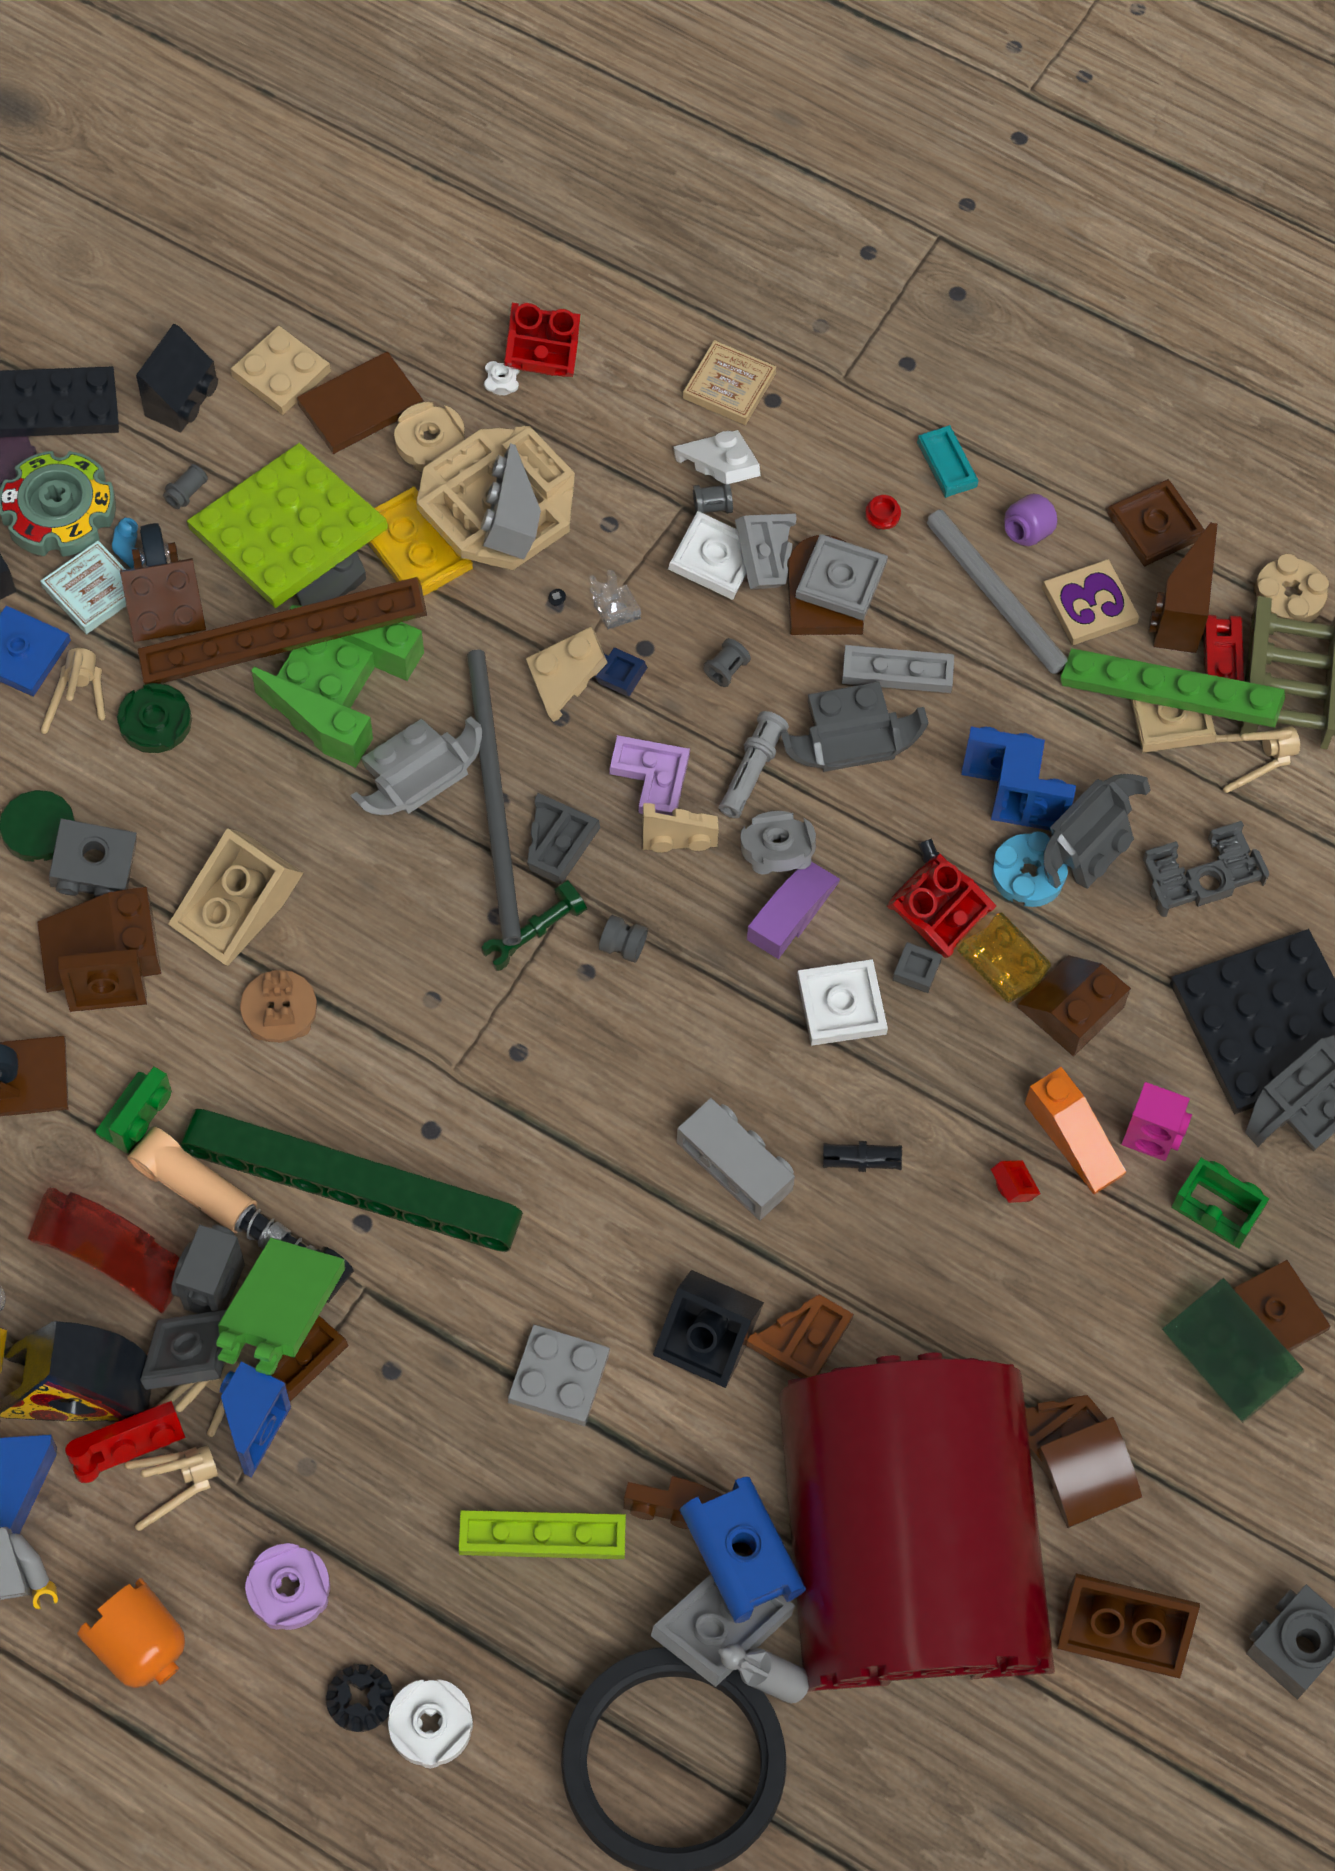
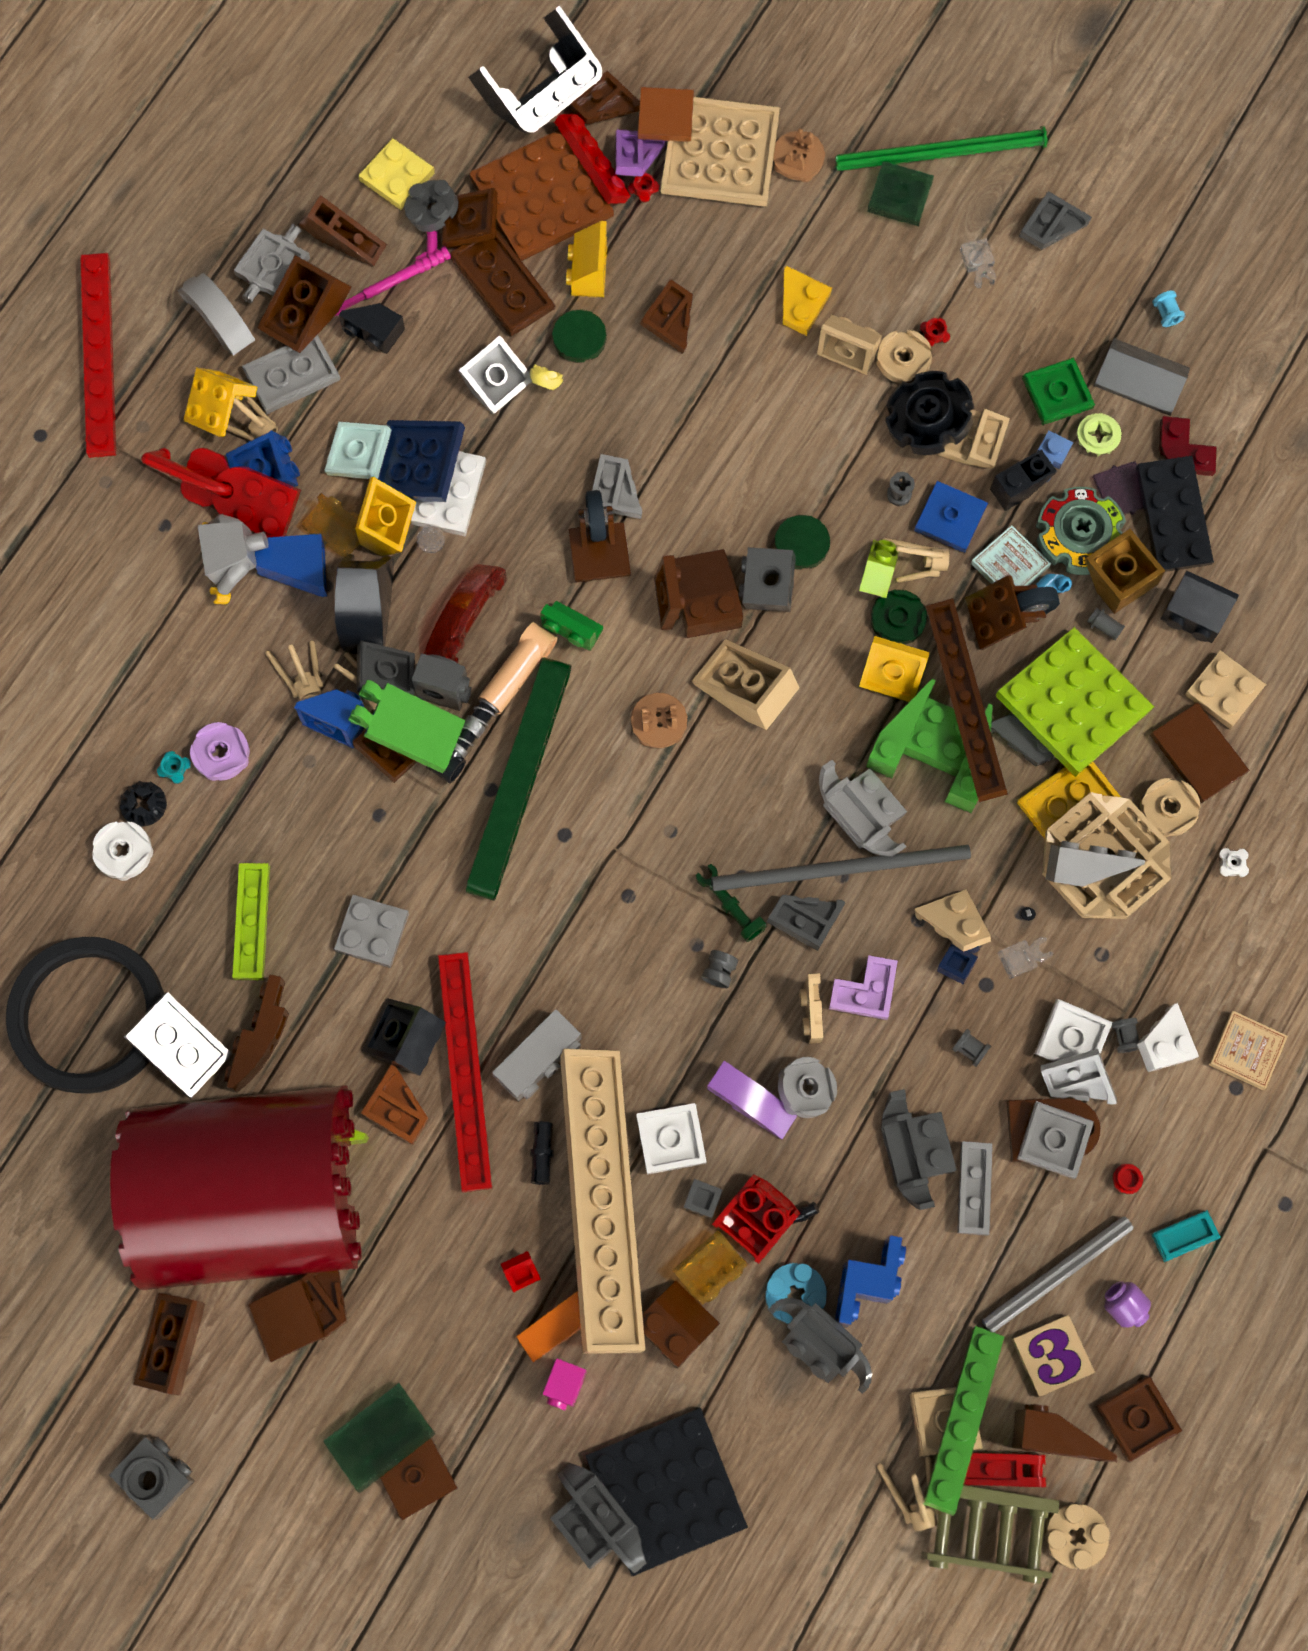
camera: 90 degrees right, 10 degrees up
(87, 731) = (879, 568): none -> lime slope
(121, 454) = (1123, 570): none -> pearl gold slope
(123, 1441) = (322, 636): red plate -> none
(135, 1637) = (181, 652): orange cylinder -> none
(233, 716) = (894, 669): none -> yellow tile
(304, 1642) = (168, 761): none -> teal plate
(542, 340) = (1269, 891): red slope -> none
(740, 1579) = (199, 1060): blue piece -> none
(755, 1250) = (465, 1072): none -> red plate
(759, 750) = (891, 1073): light grey pin -> none
(767, 1672) = (136, 1073): light grey wheel -> none
(926, 1072) = (601, 1202): none -> tan plate
(1231, 869) = (801, 1470): dark grey piece -> none
(1239, 1194) = (493, 1430): green window -> none

